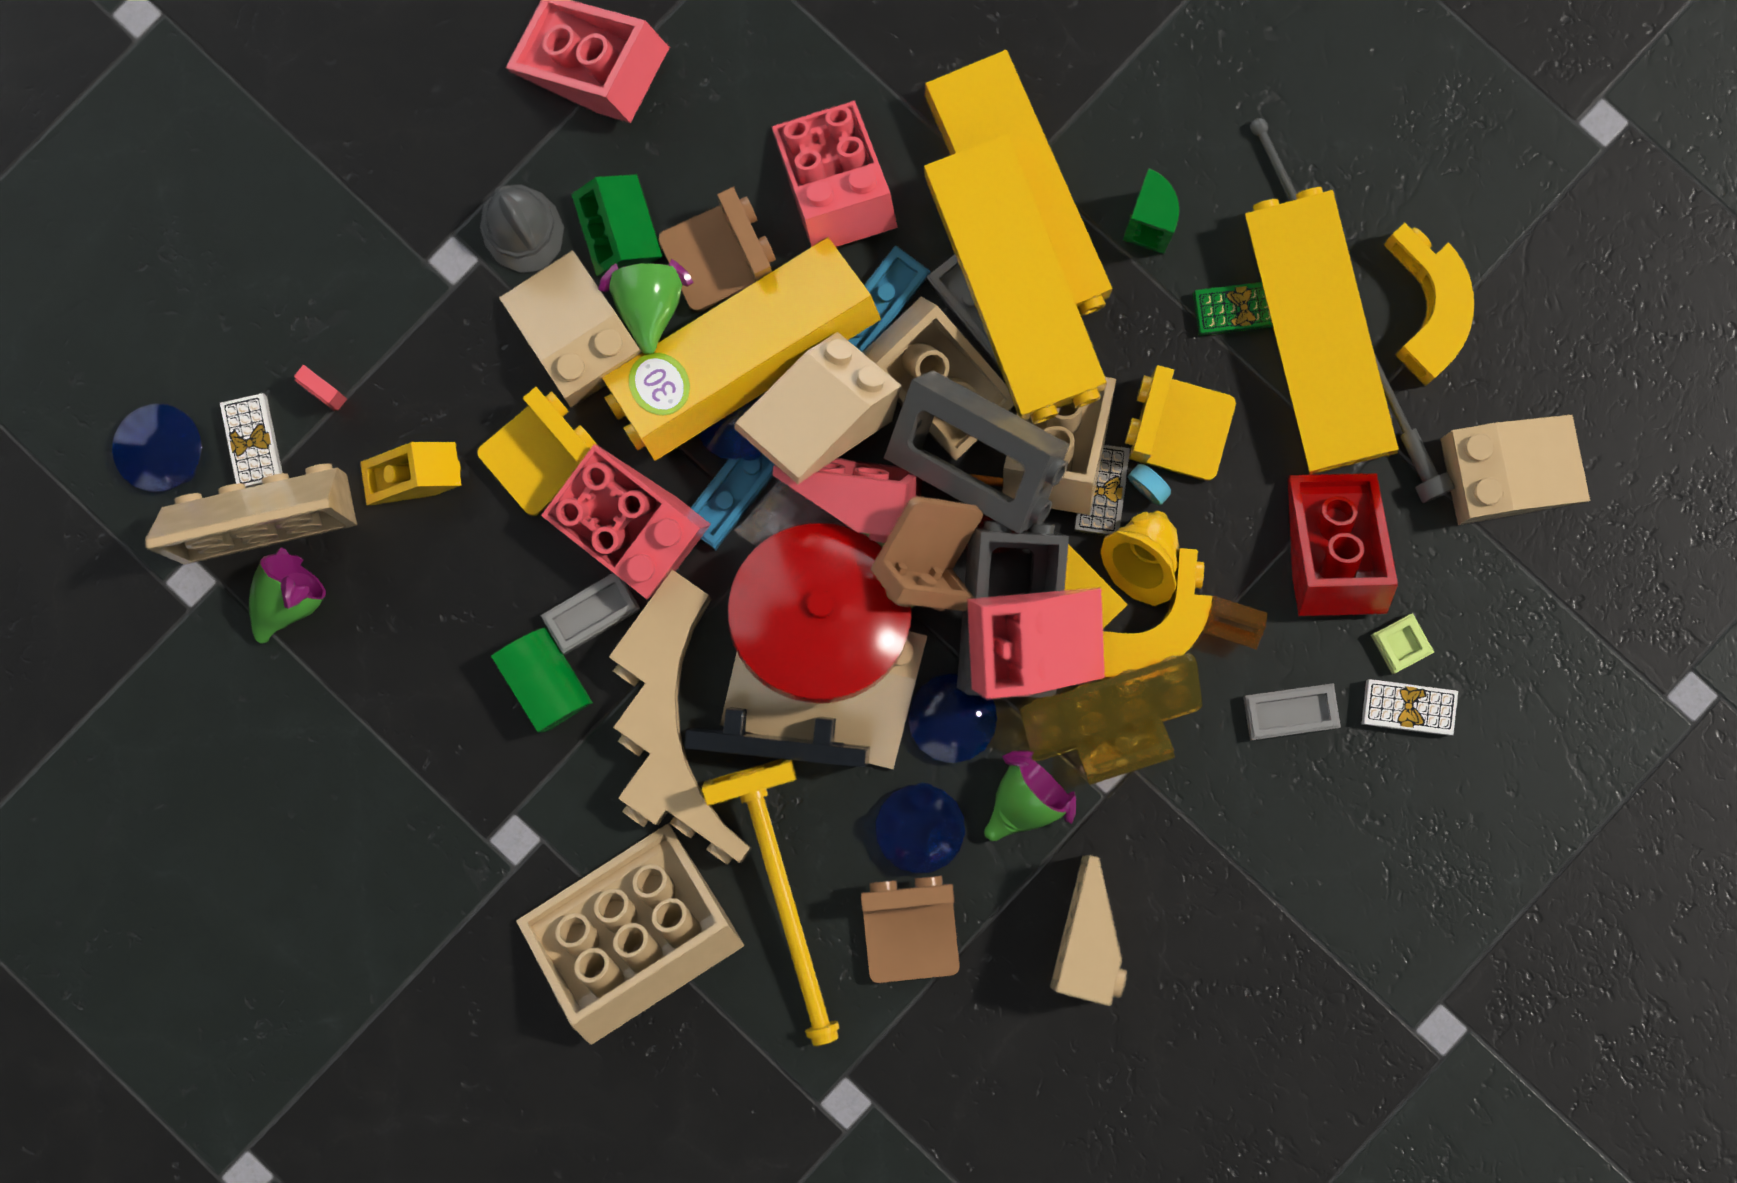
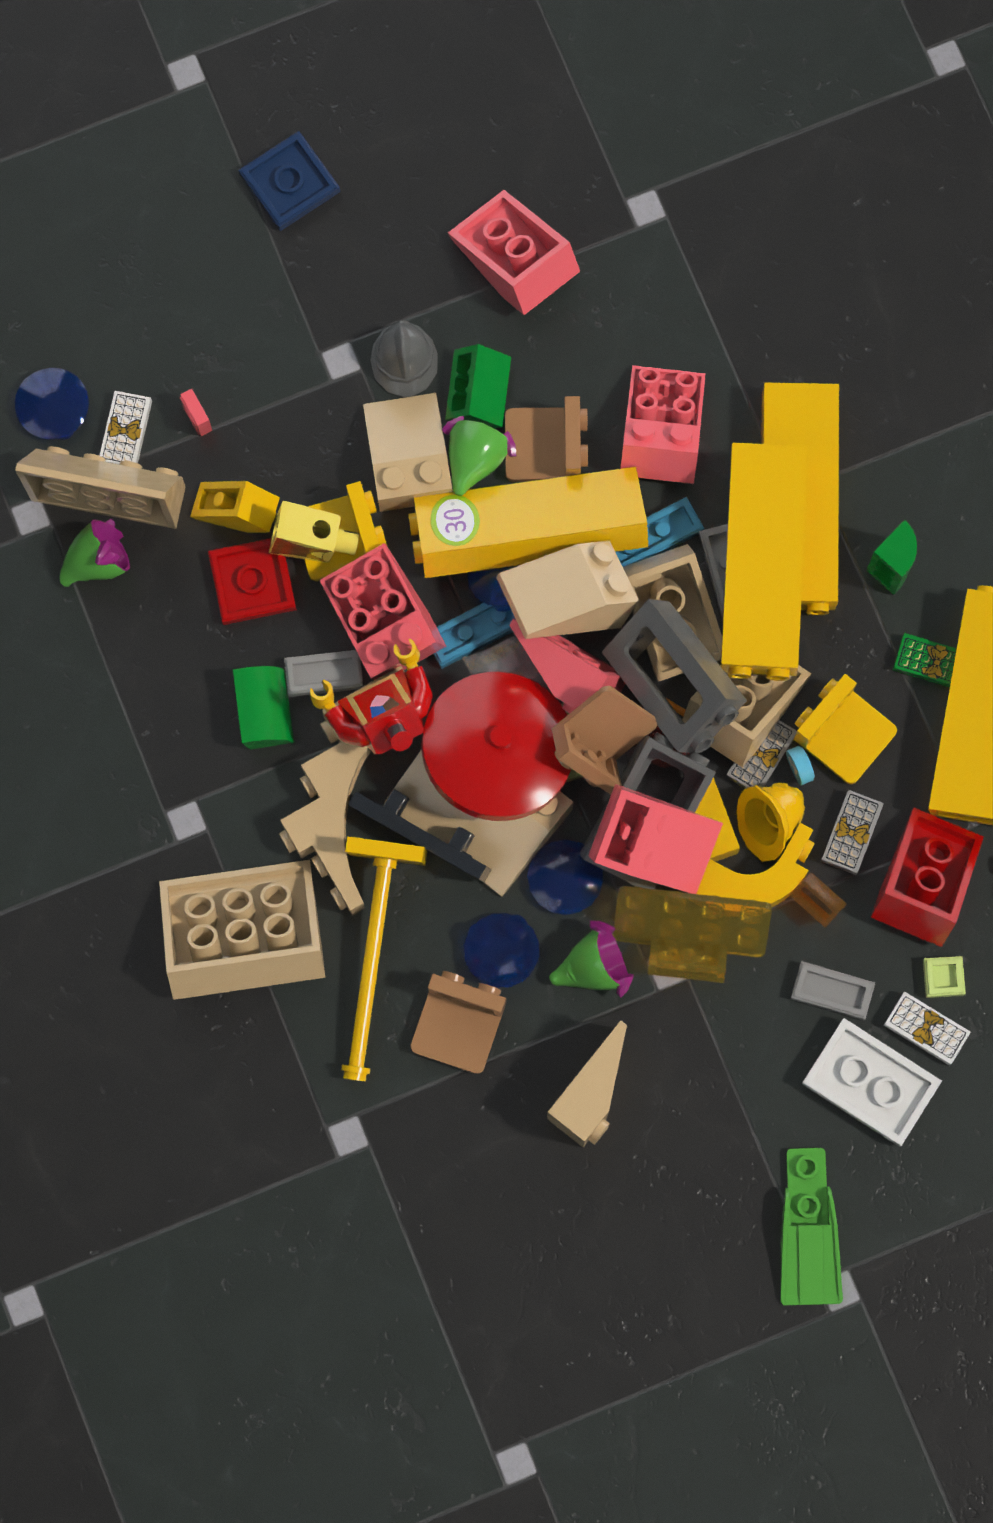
camera: 25 degrees right, 5 degrees down
(306, 85) = (289, 181): none -> dark blue tile
(466, 545) = (251, 582): none -> red tile
(491, 478) = (295, 533): none -> light yellow torso
(680, 631) = (383, 713): none -> red torso
(1236, 531) = (852, 832): none -> tile
(1378, 792) = (871, 1082): none -> white plate
(1383, 983) = (809, 1233): none -> bright green piece

